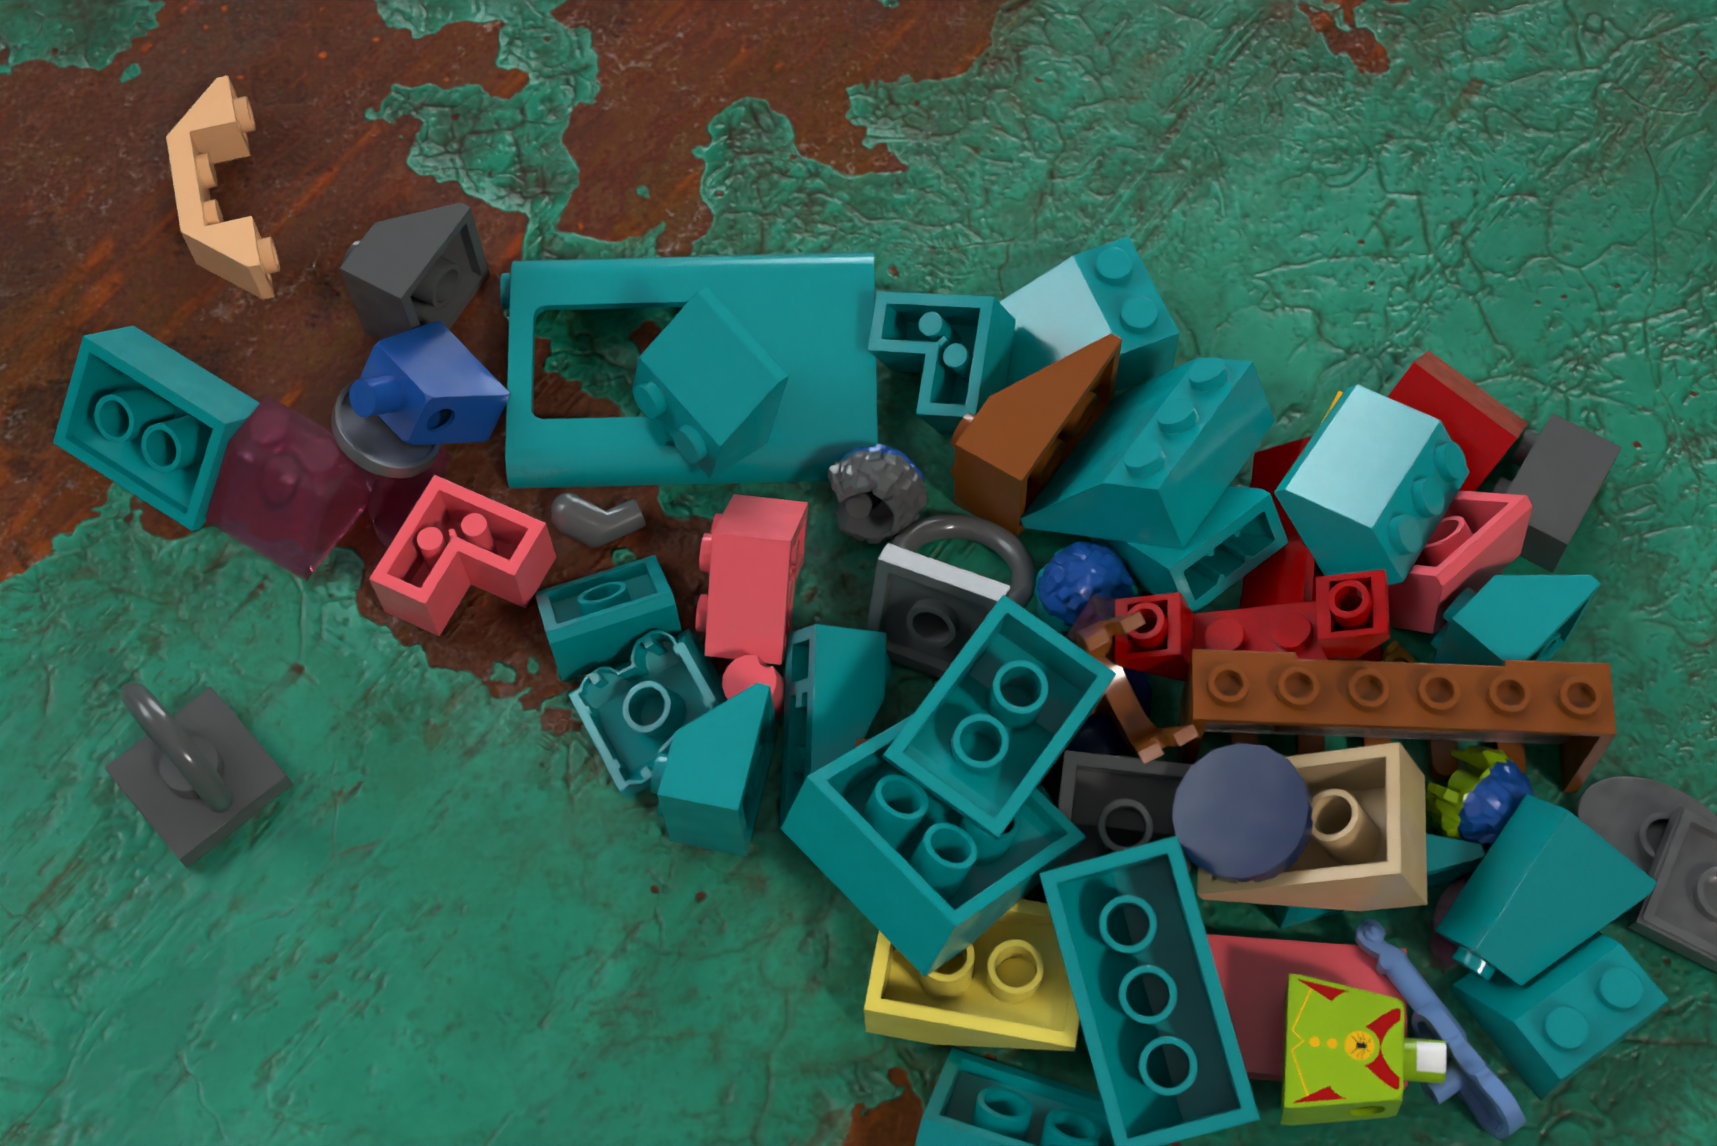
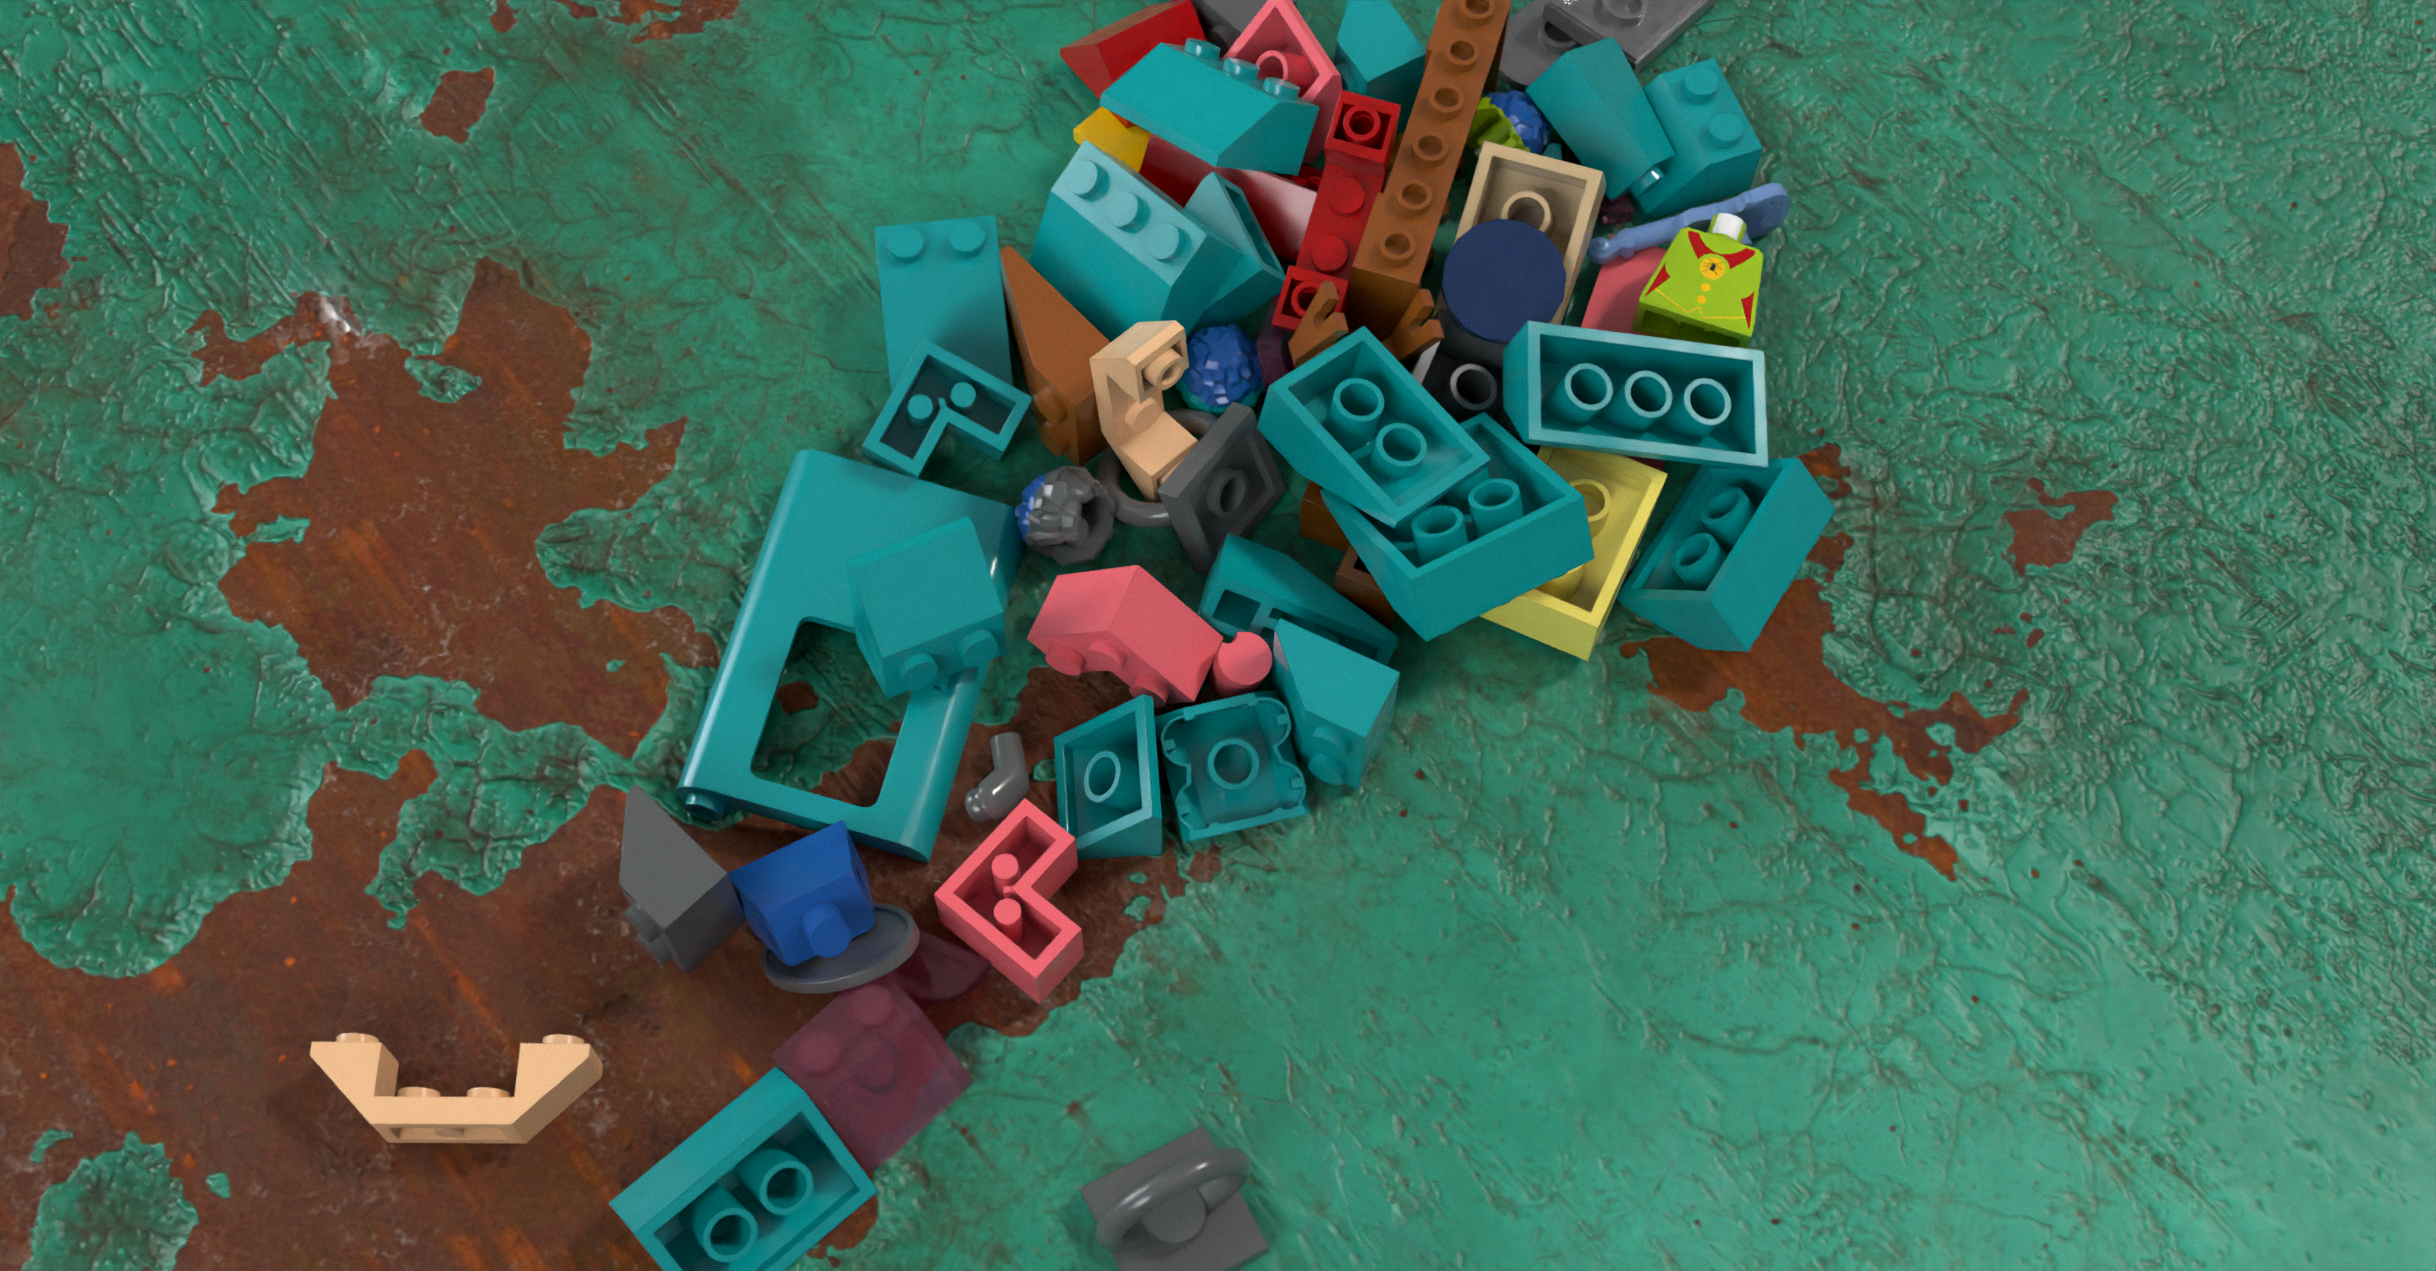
camera: 80 degrees left, 0 degrees up
(995, 495) = (1130, 401): none -> light nougat slope

